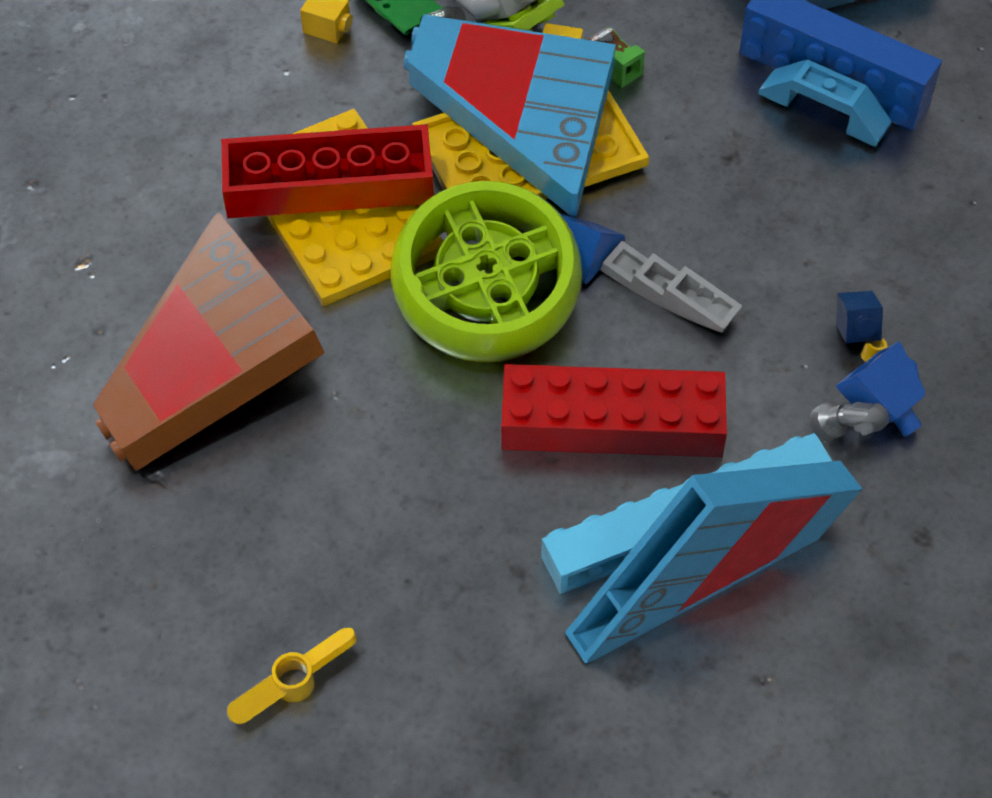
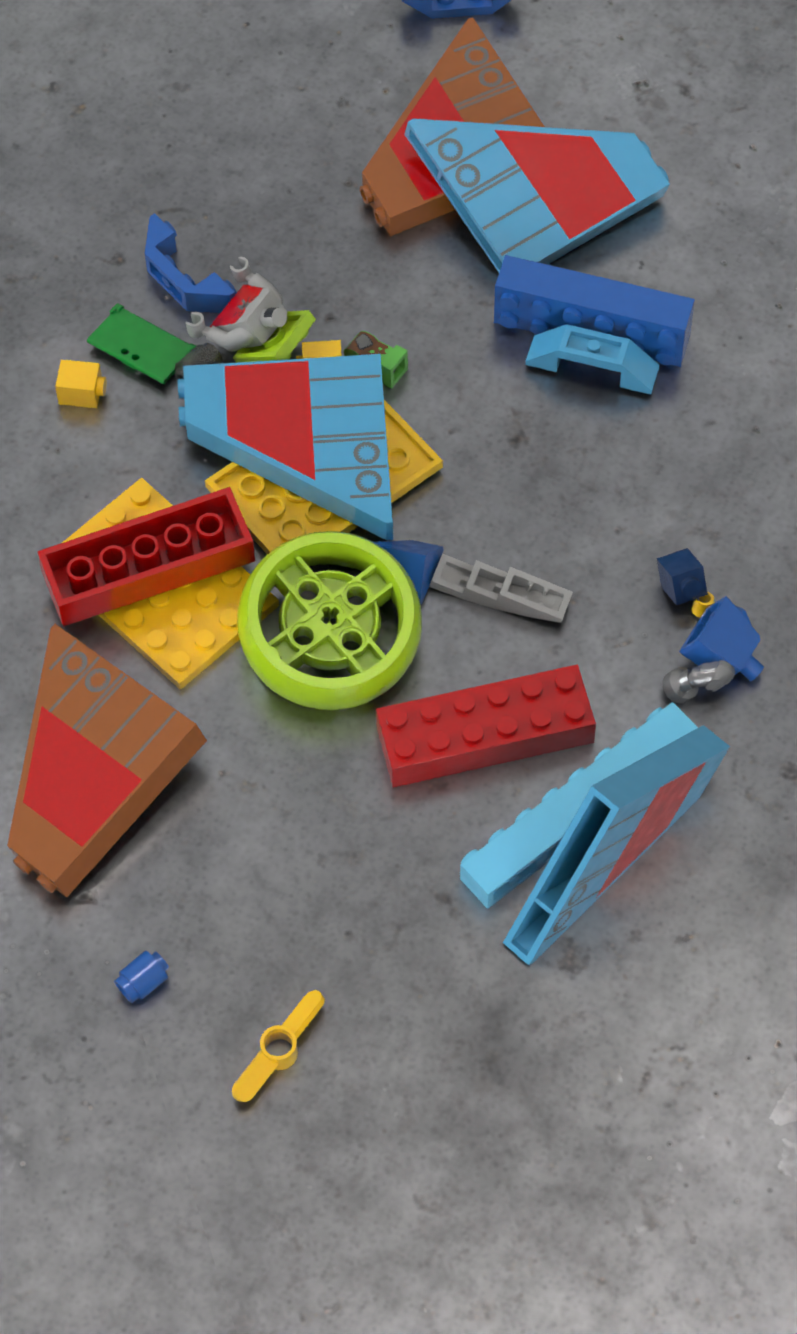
camera: 15 degrees left, 5 degrees up
(180, 567) = (142, 976): none -> blue brick

